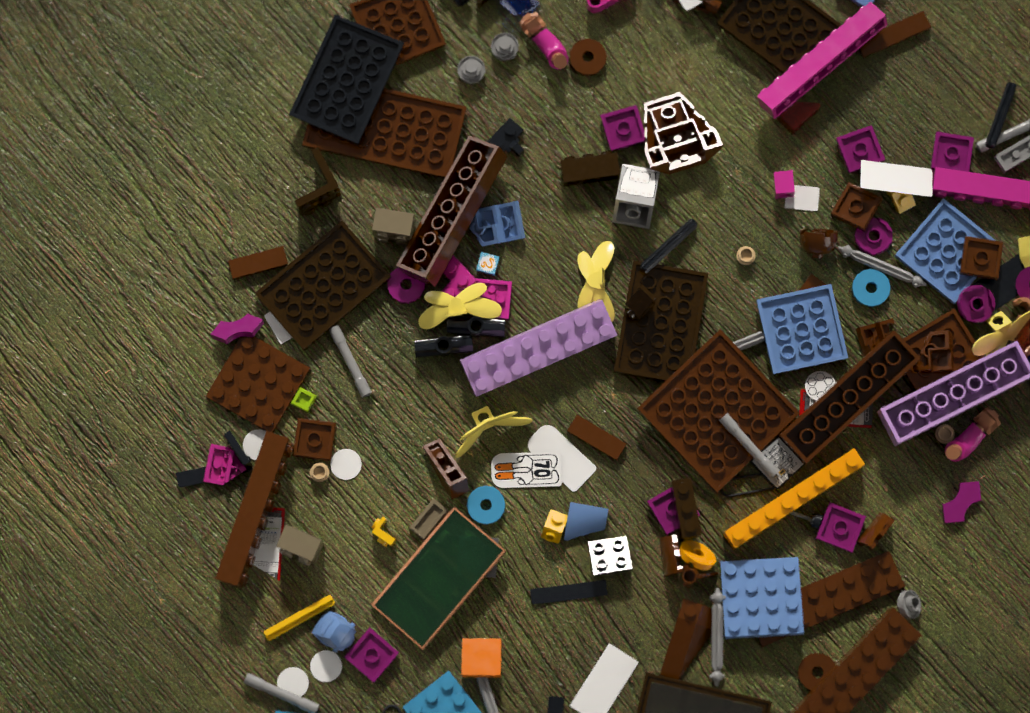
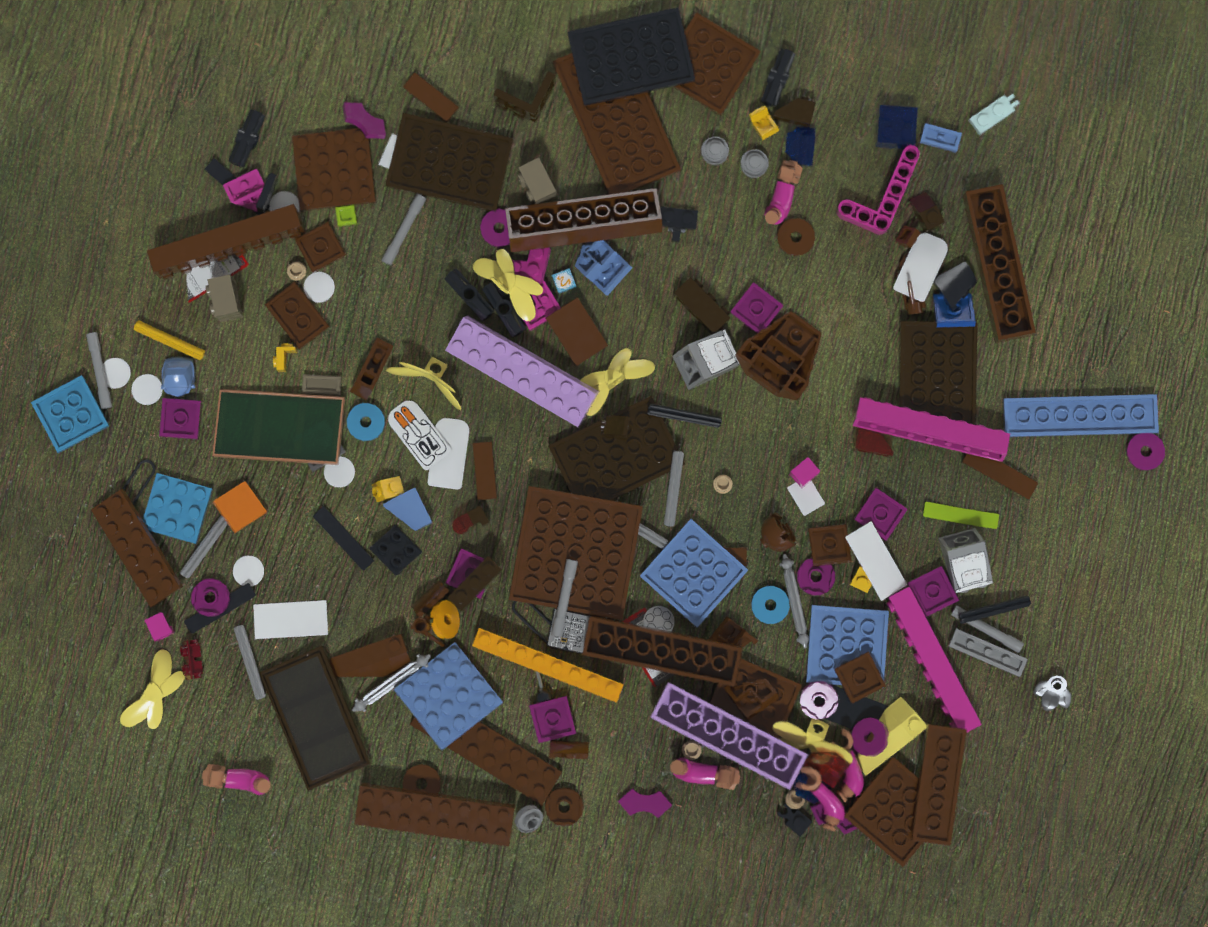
camera: 50 degrees right, 5 degrees up
(180, 434) = (247, 138): none -> black piece
(356, 498) = (297, 315): none -> reddish brown tile
(477, 16) = (763, 122): none -> yellow bracket
(514, 557) = (340, 474): none -> white sticker
(537, 282) = (576, 331): none -> reddish brown tile
(538, 689) = (248, 570): none -> white sticker
(628, 486) = (463, 523): none -> leg
(719, 293) = (673, 489): none -> light grey axle
(906, 88) = (961, 515): none -> lime sticker
(928, 563) = (564, 818): none -> reddish brown tile
(945, 108) = (966, 560): none -> slope

